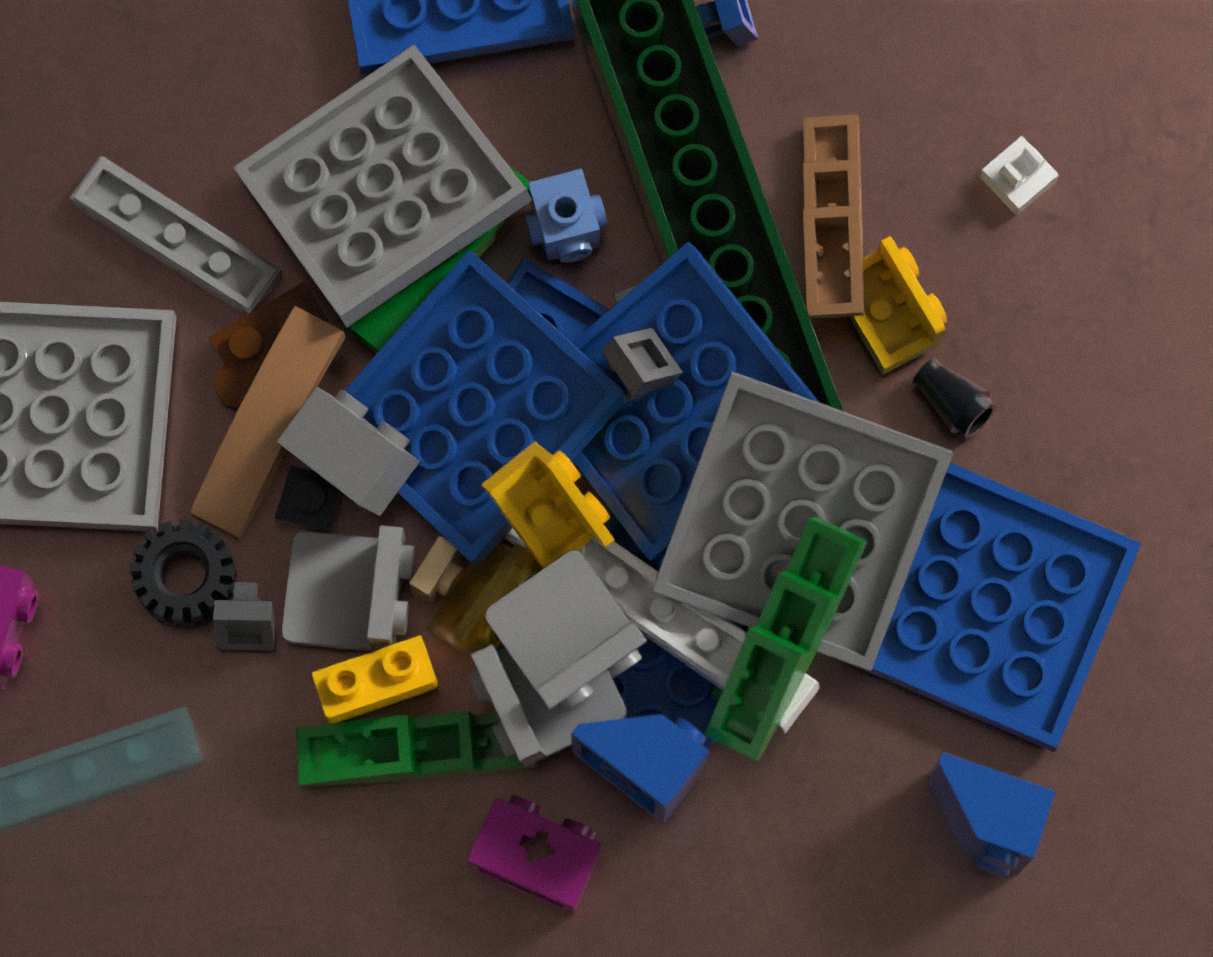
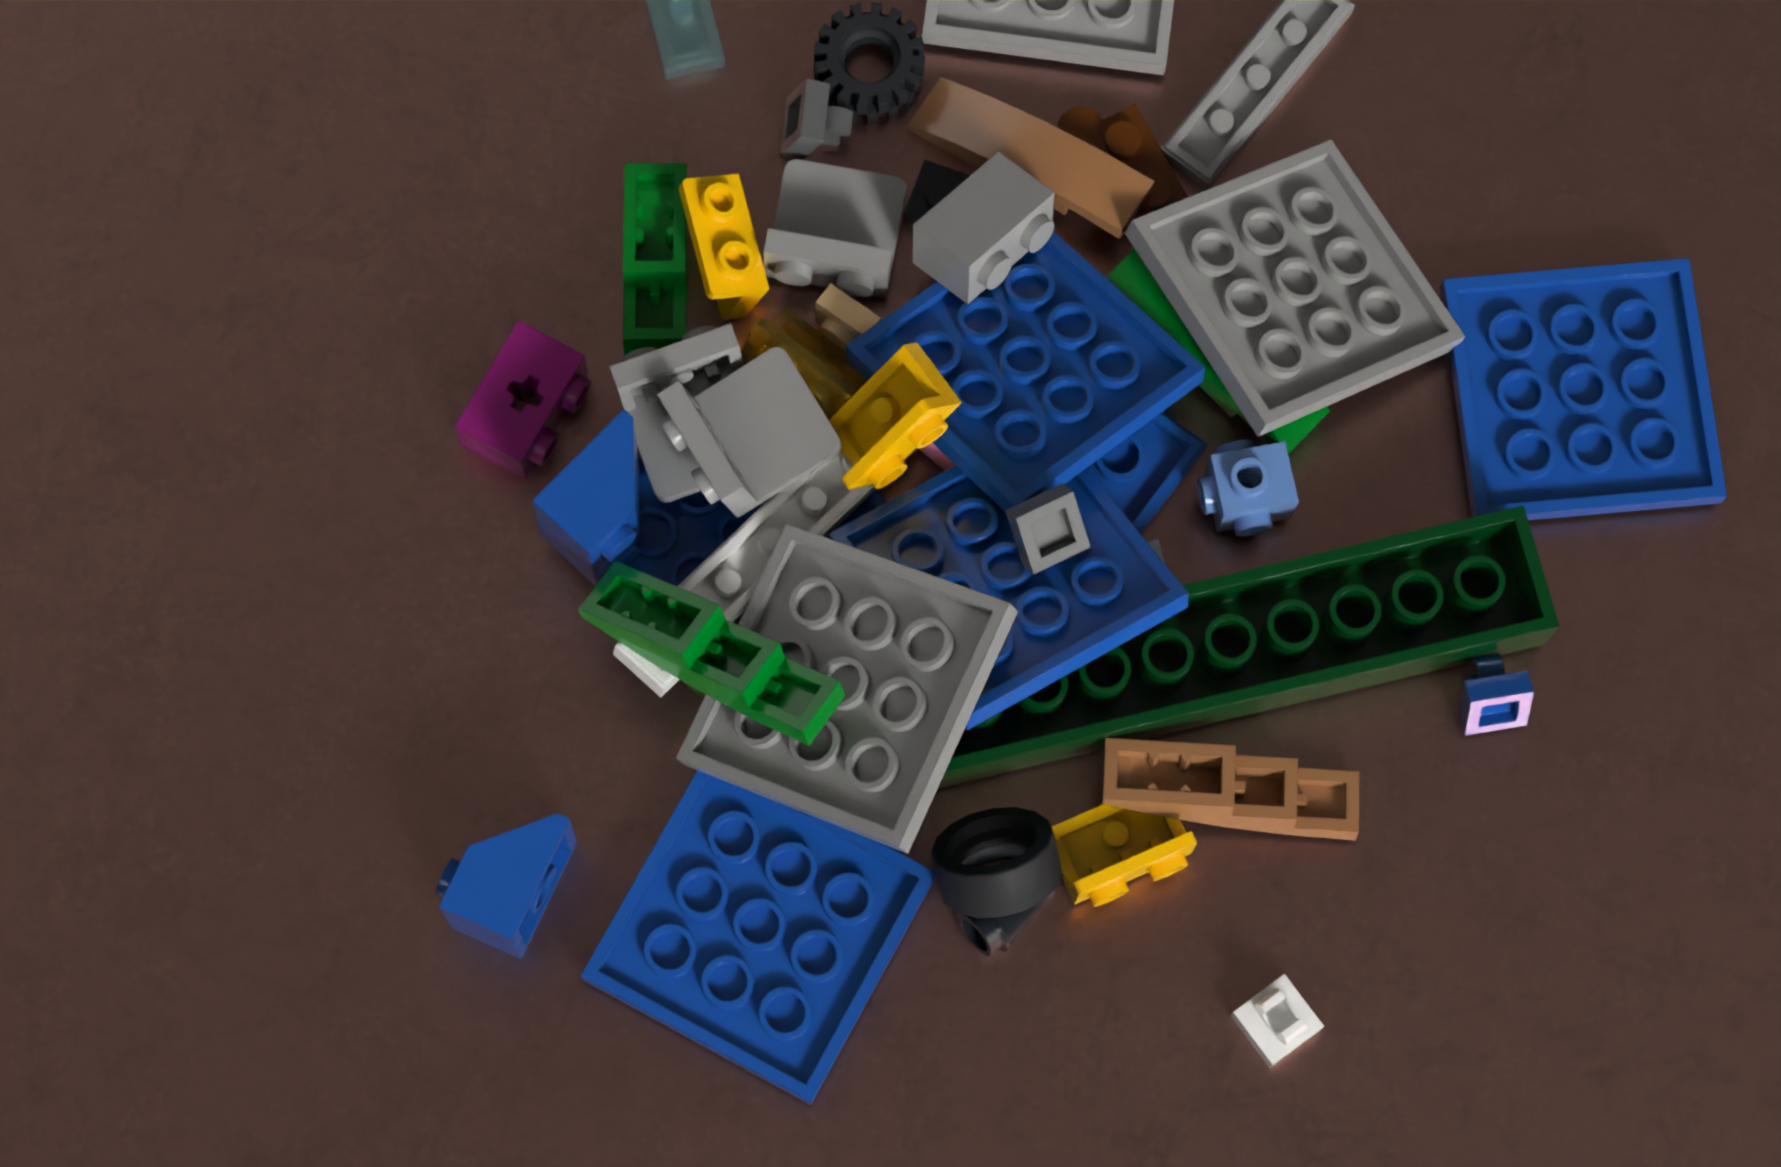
camera: 90 degrees right, 0 degrees up
(954, 387) = (1004, 886): none -> black tyre

